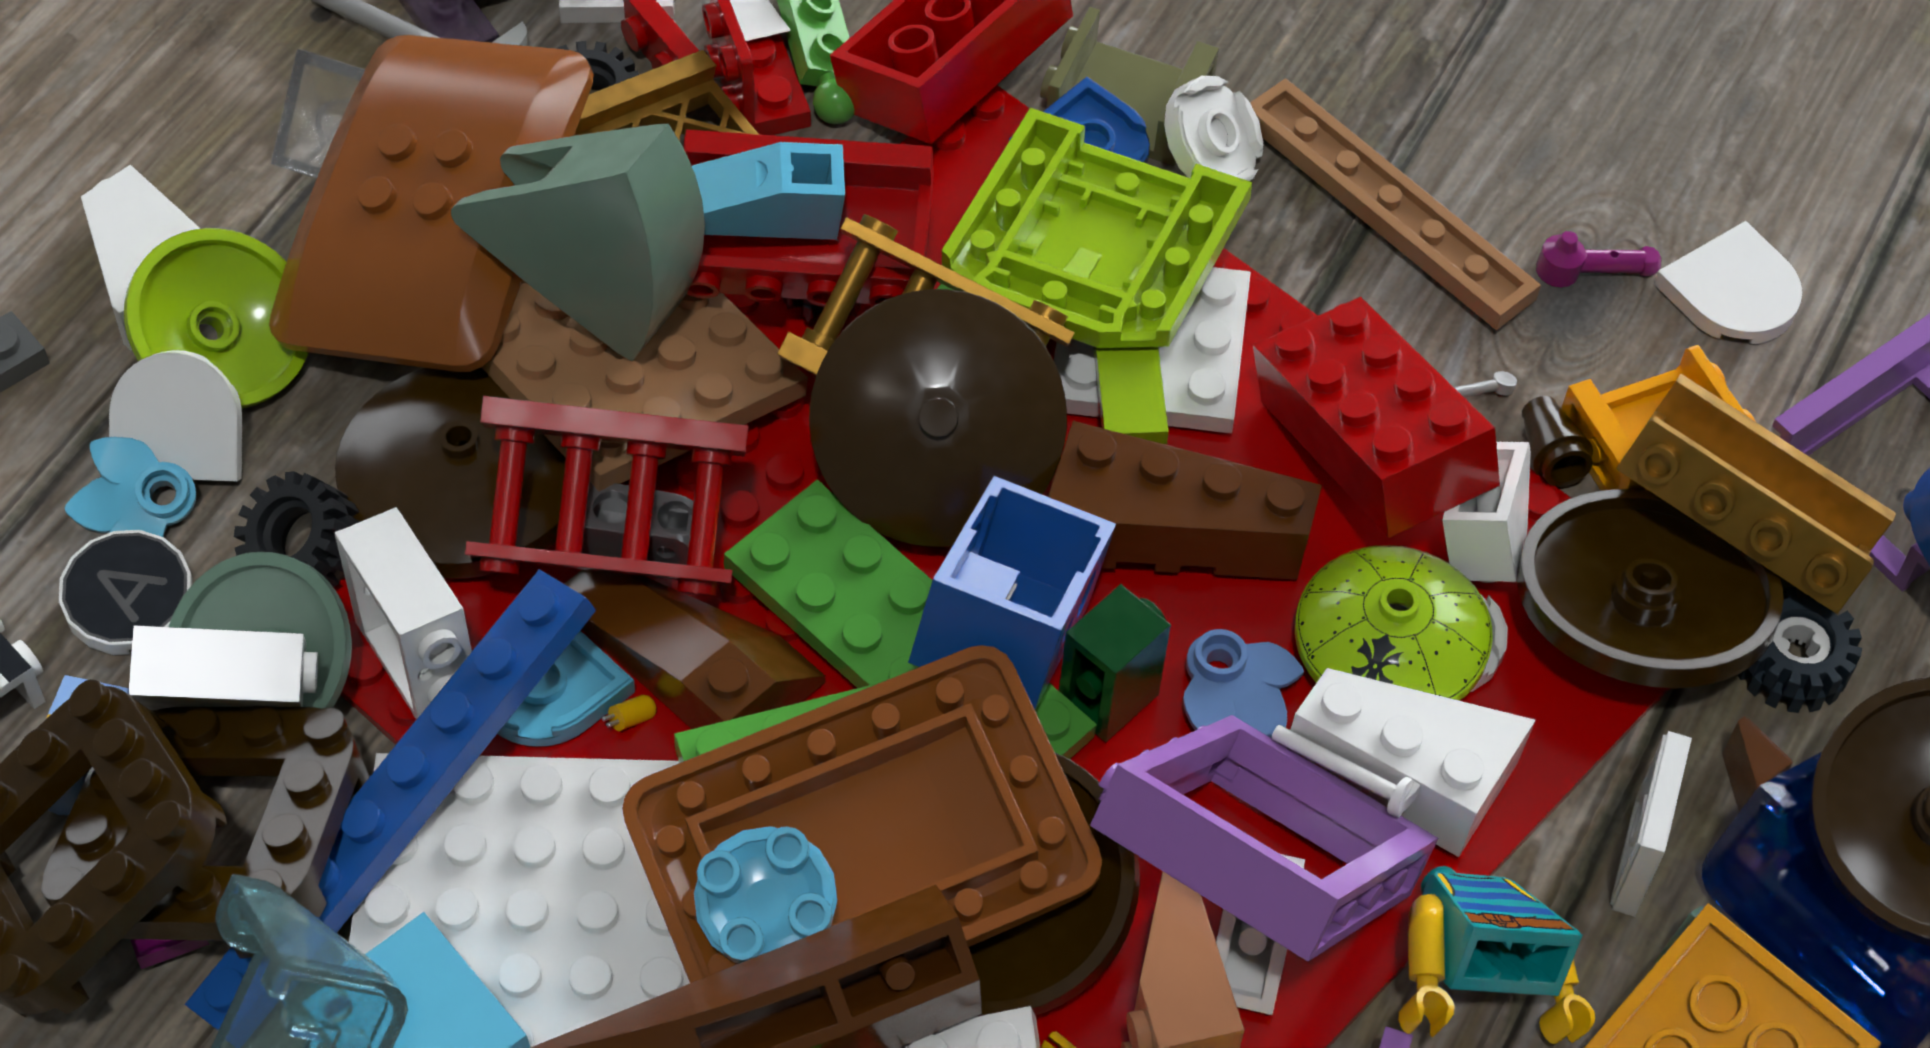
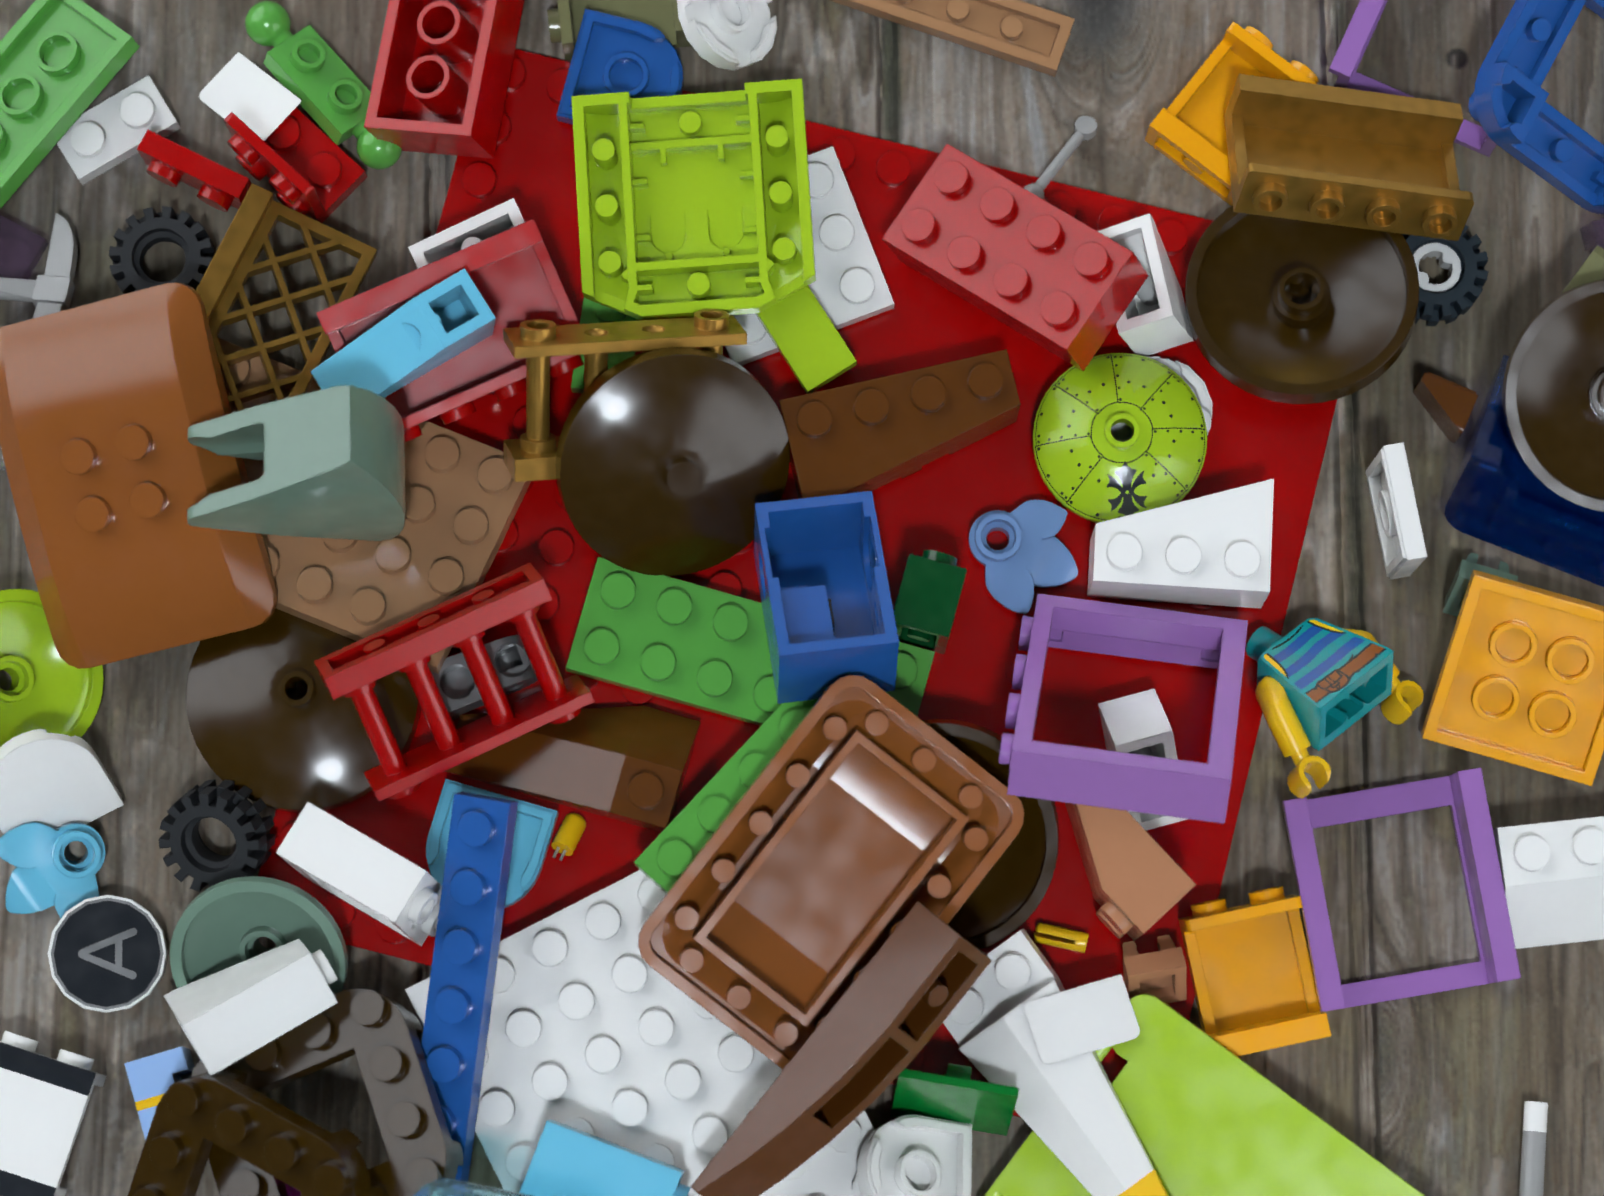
camera: 25 degrees left, 25 degrees up
(763, 892) = (792, 971): medium azure dish -> none
(1399, 795) = (1153, 601): white piece -> none
(1556, 444) = (1157, 172): dark brown cone -> none

